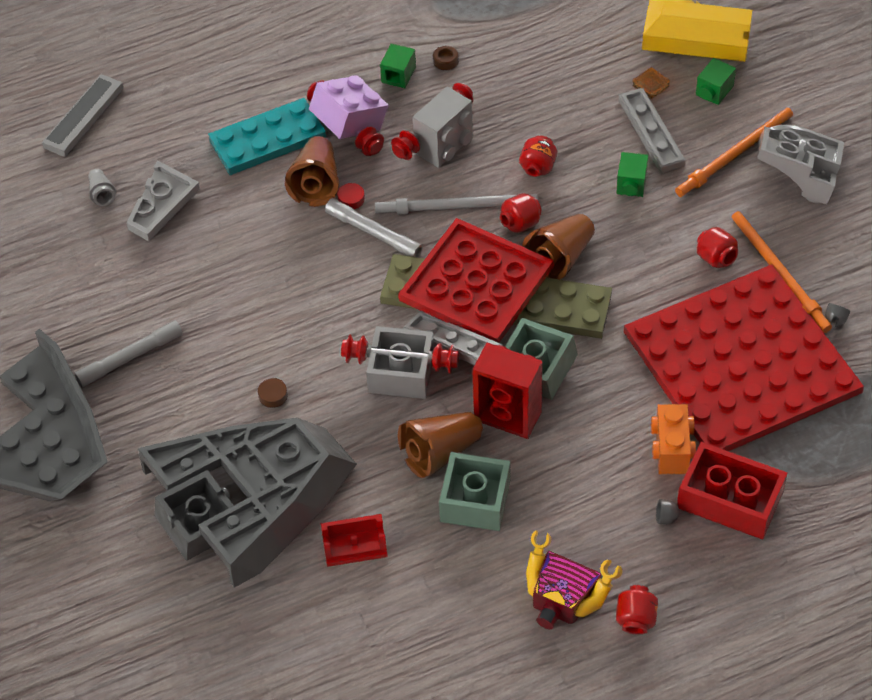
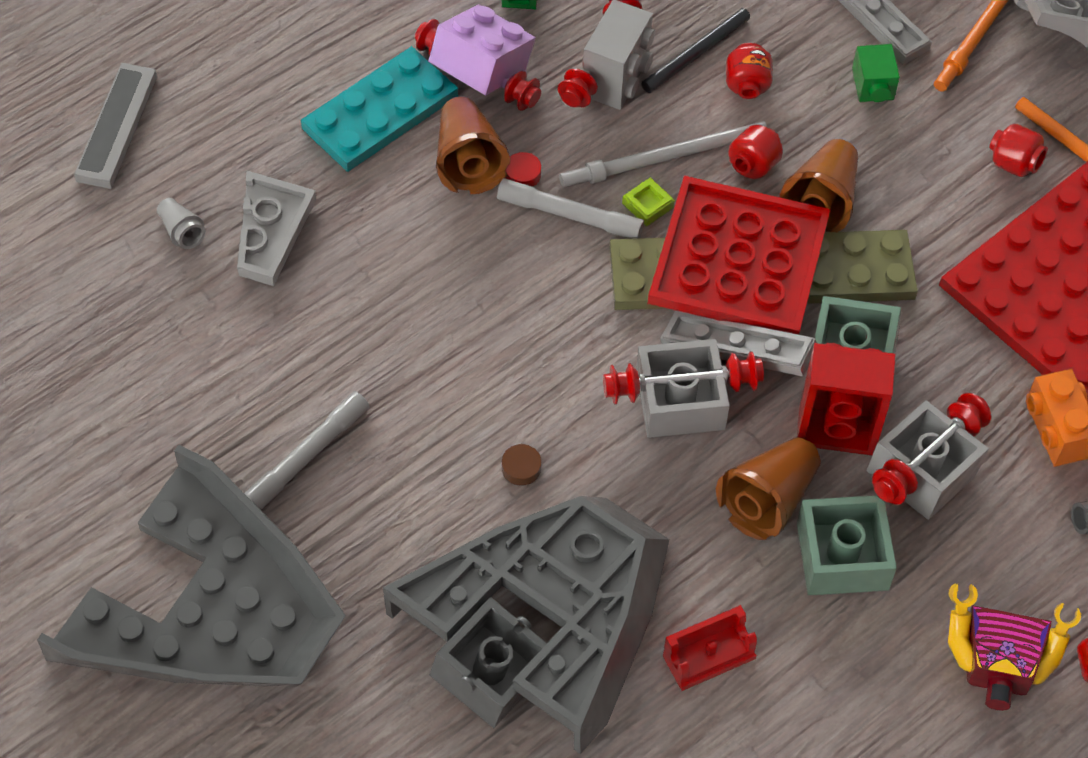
camera: 20 degrees left, 5 degrees up
(430, 232) = (648, 201): none -> lime tile
(508, 136) = (695, 50): none -> black bar
(559, 443) = (931, 455): none -> light grey brick

